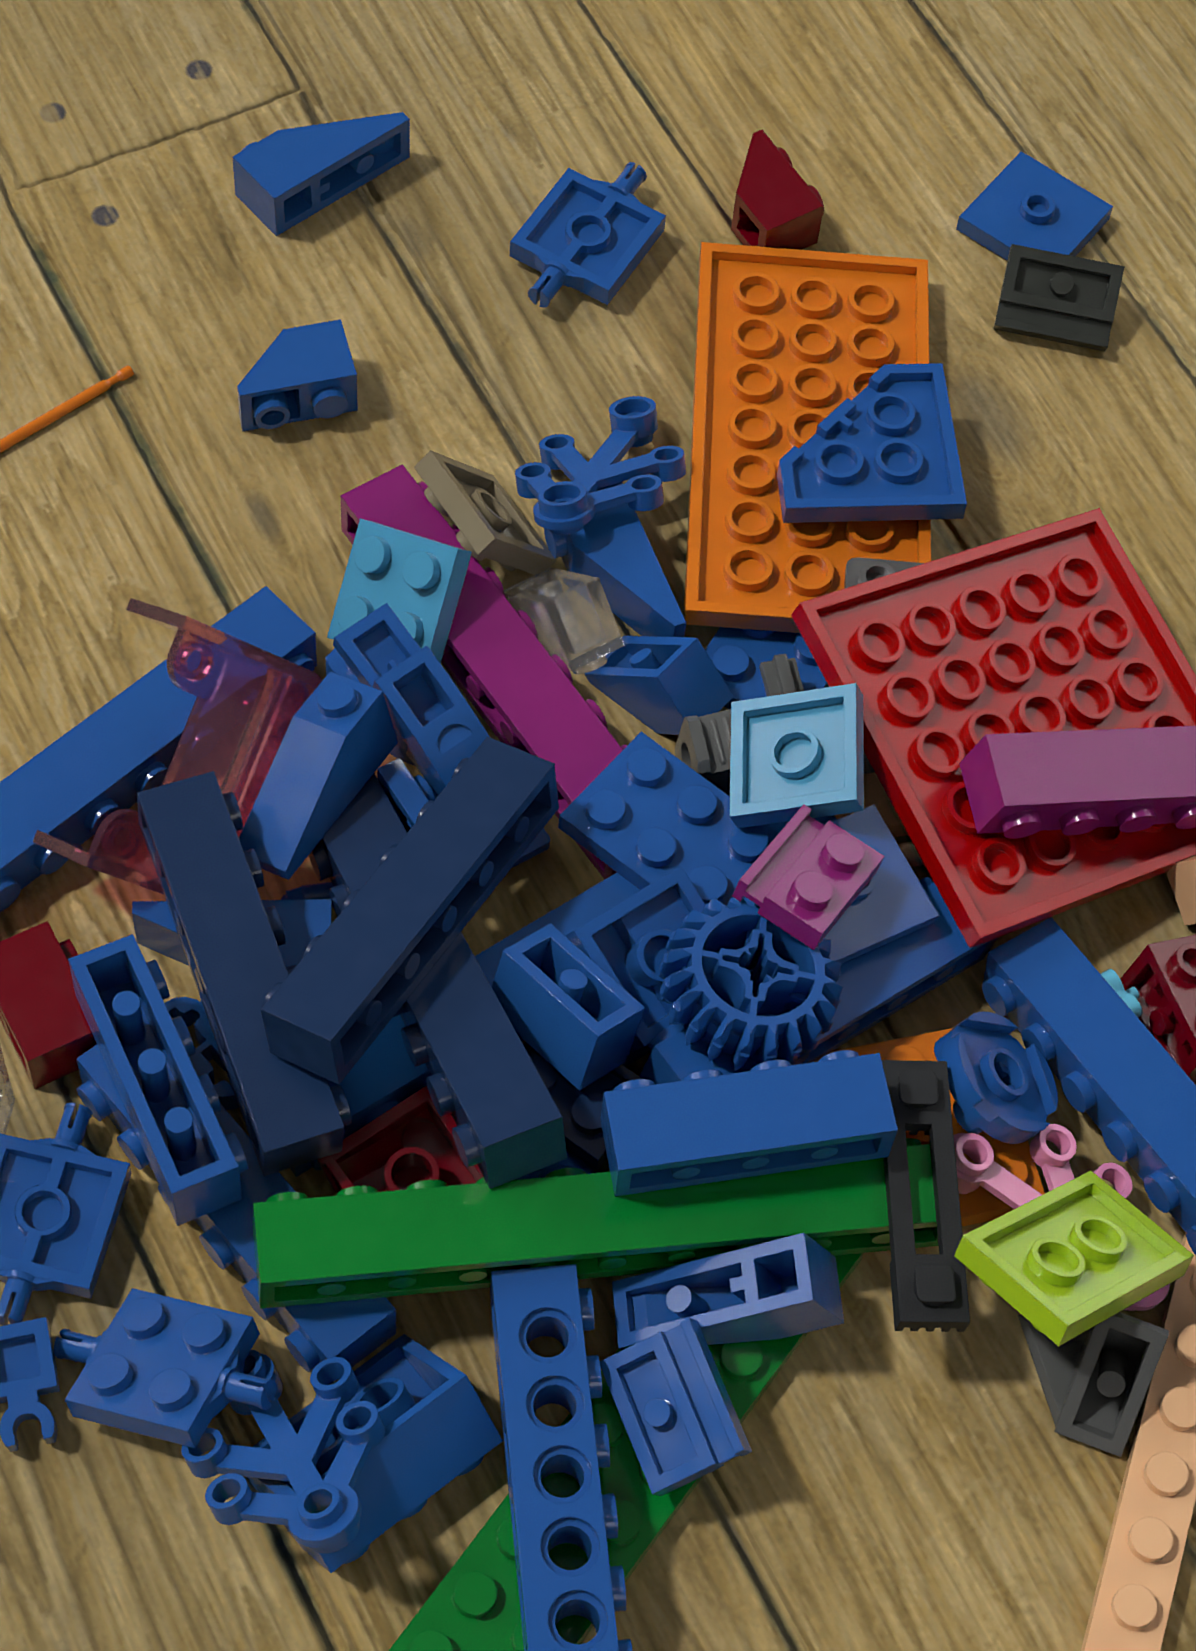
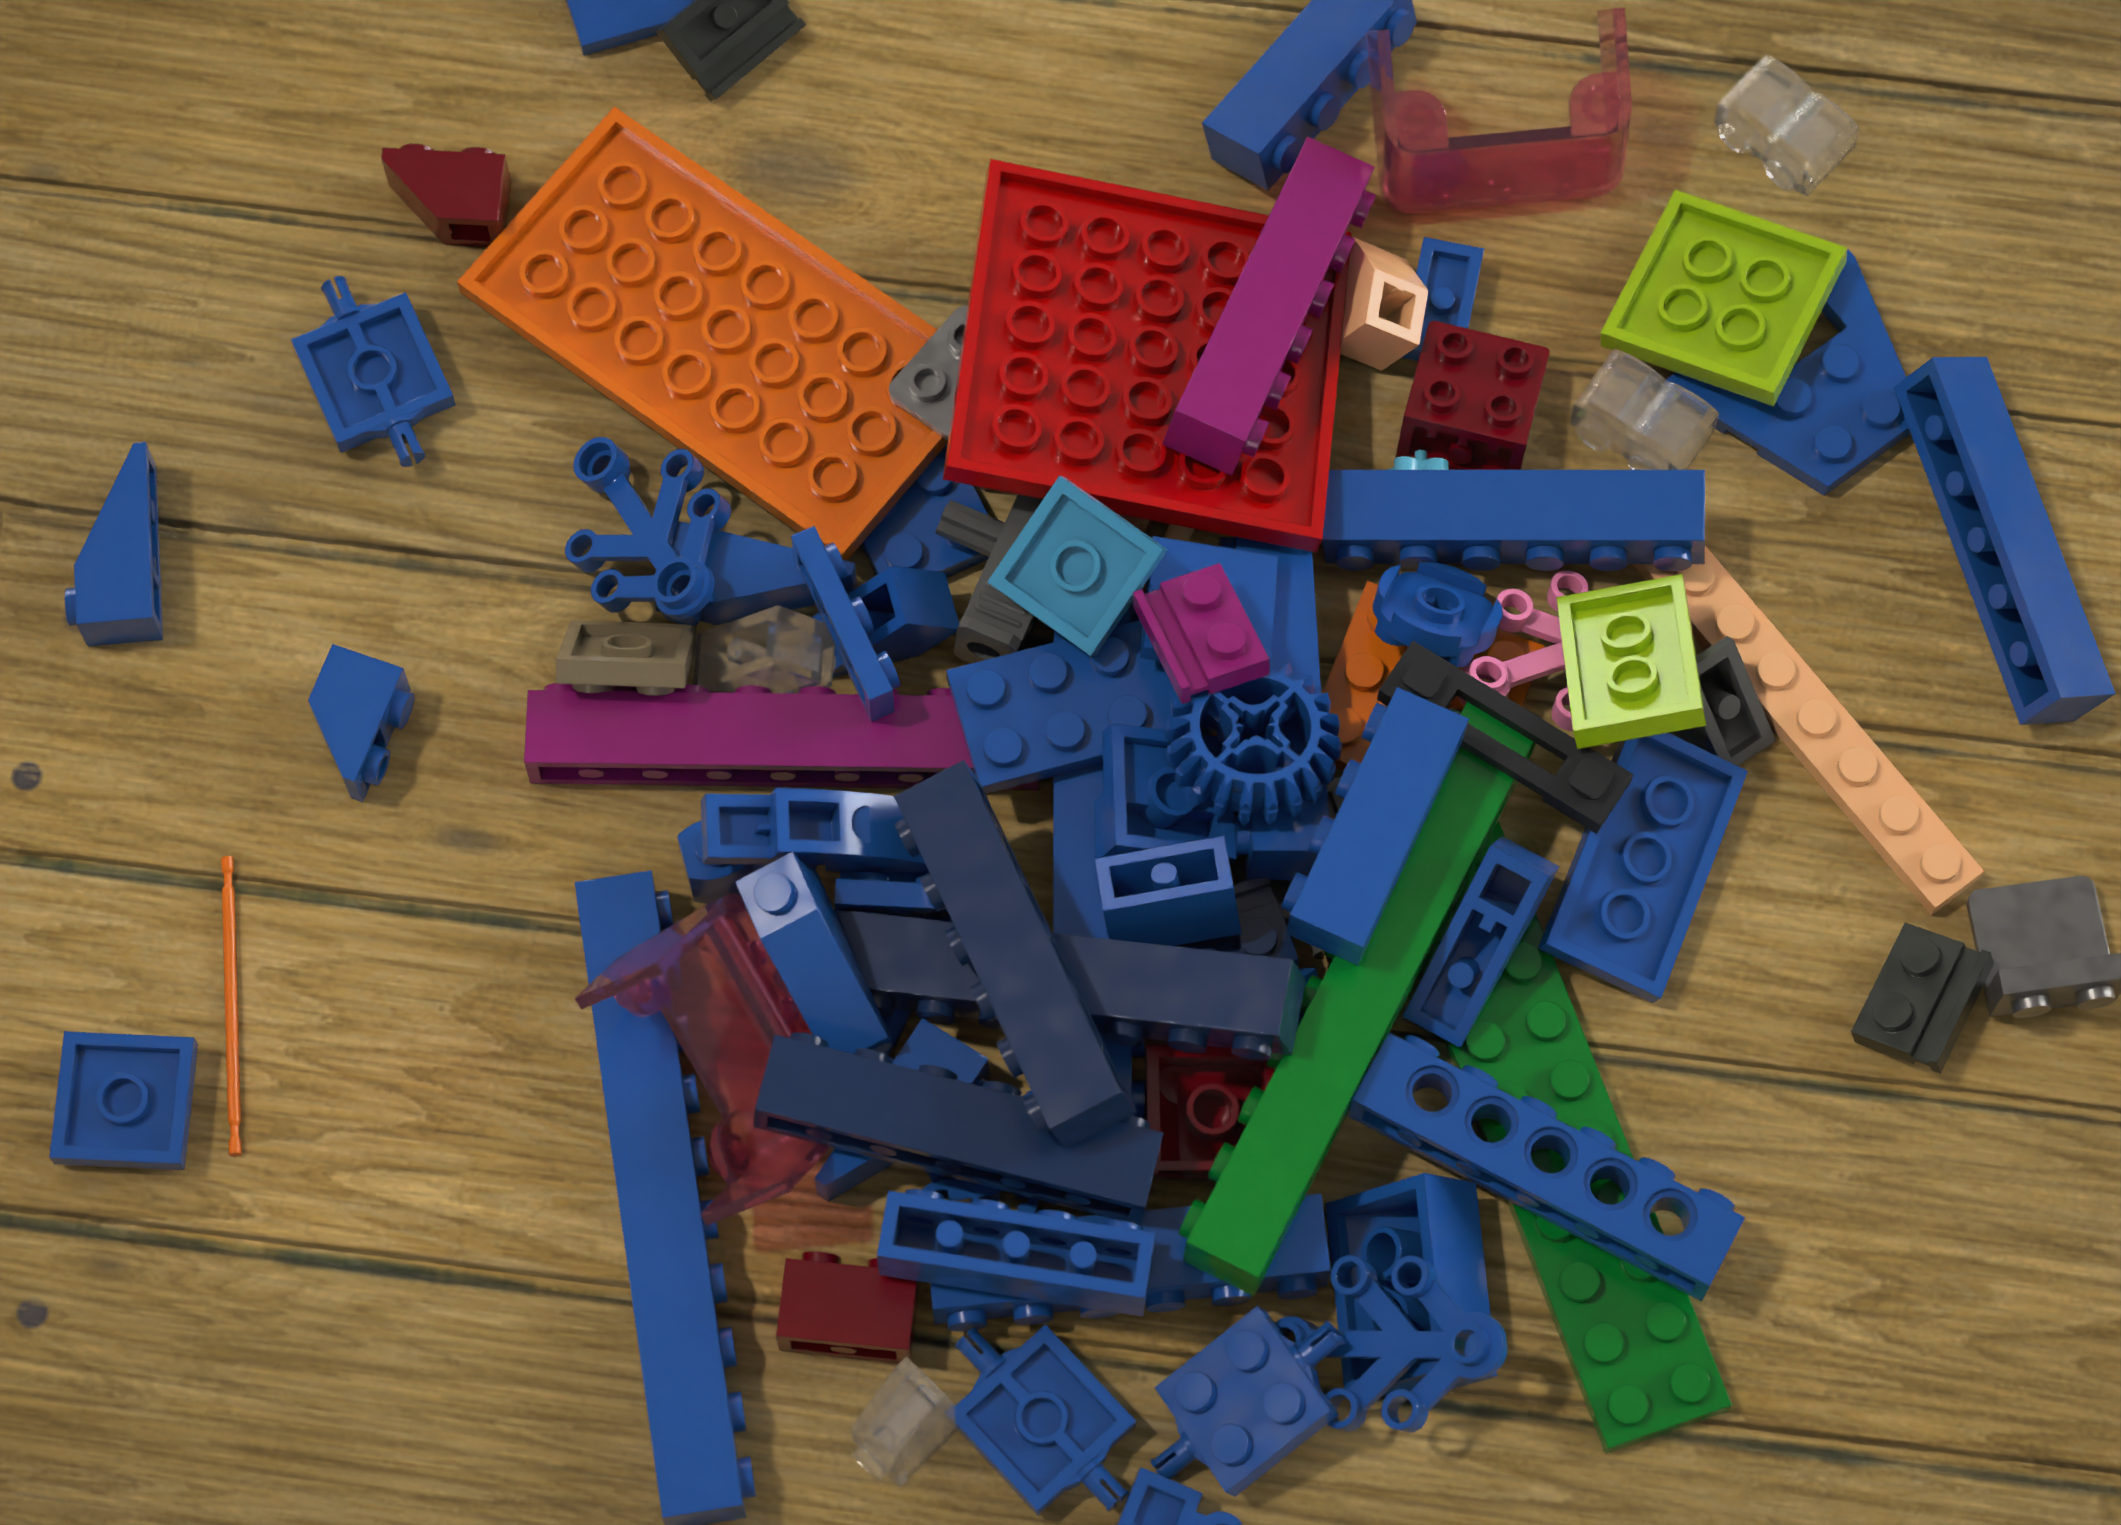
camera: 50 degrees left, 10 degrees up
(407, 572) = (657, 773): dark azure plate -> none
(622, 635) = (846, 622): none -> blue plate
(675, 1407) = (1544, 1036): blue plate -> none
(879, 455) = (805, 292): blue plate -> none
(912, 1403) = (1646, 867): none -> blue plate

